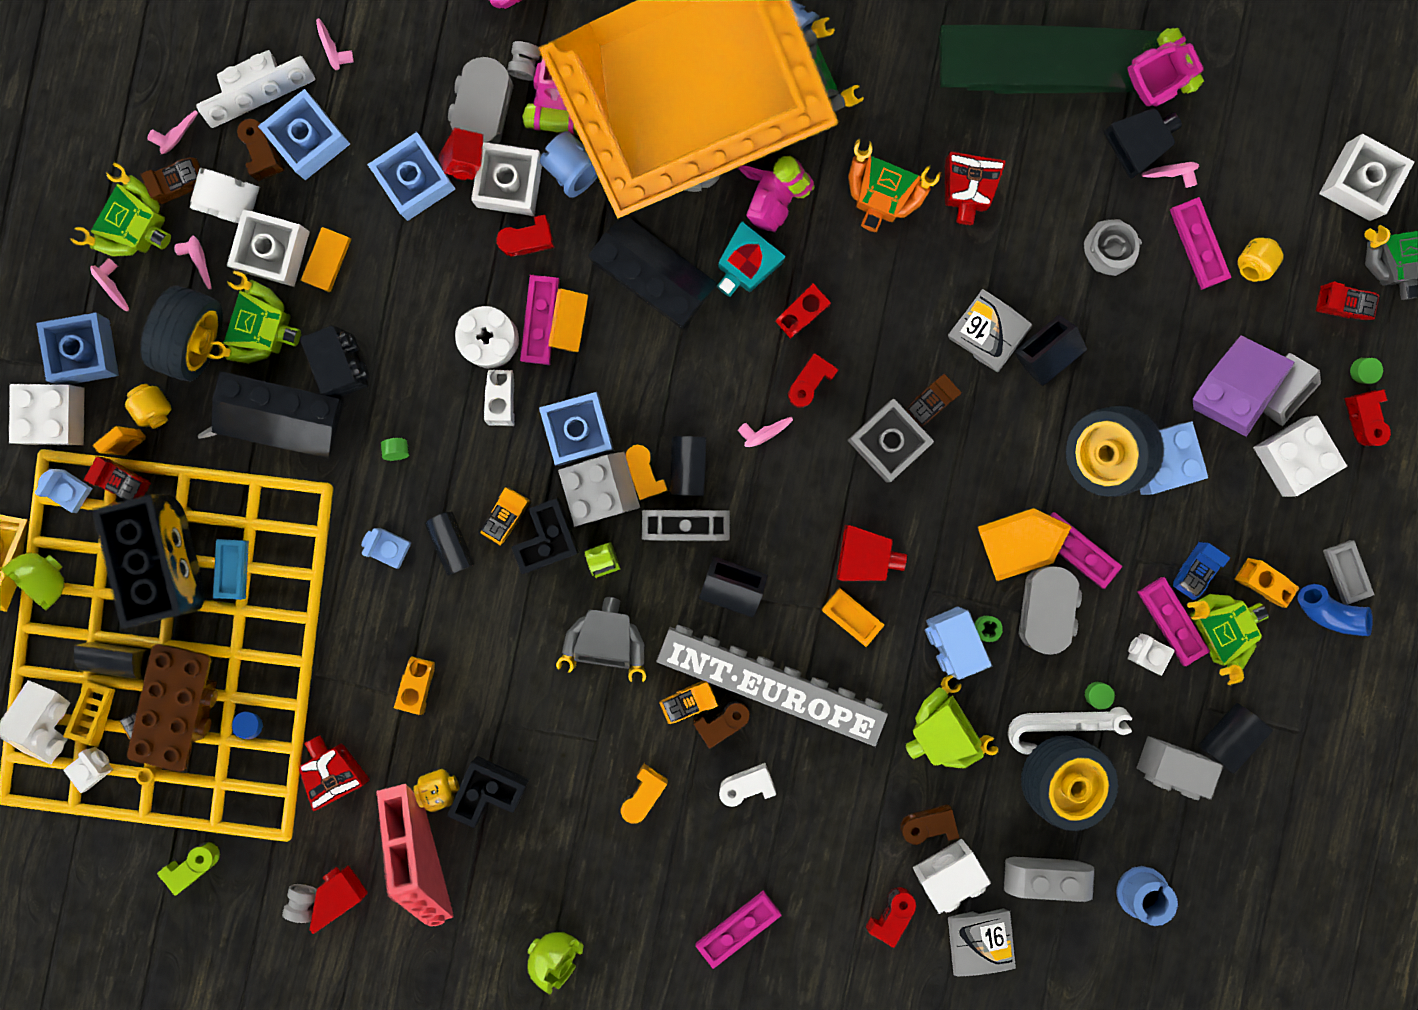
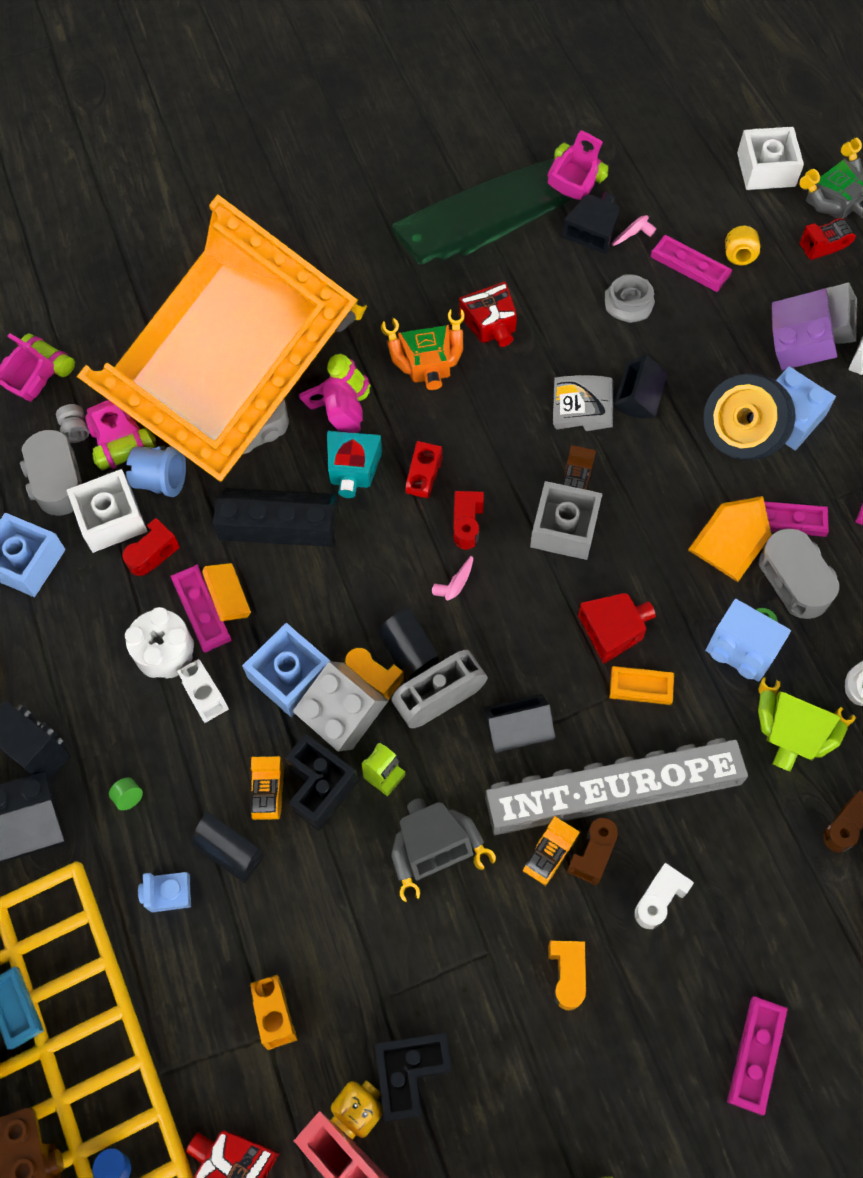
camera: 30 degrees left, 25 degrees down
(462, 154) = (55, 505): red slope -> none

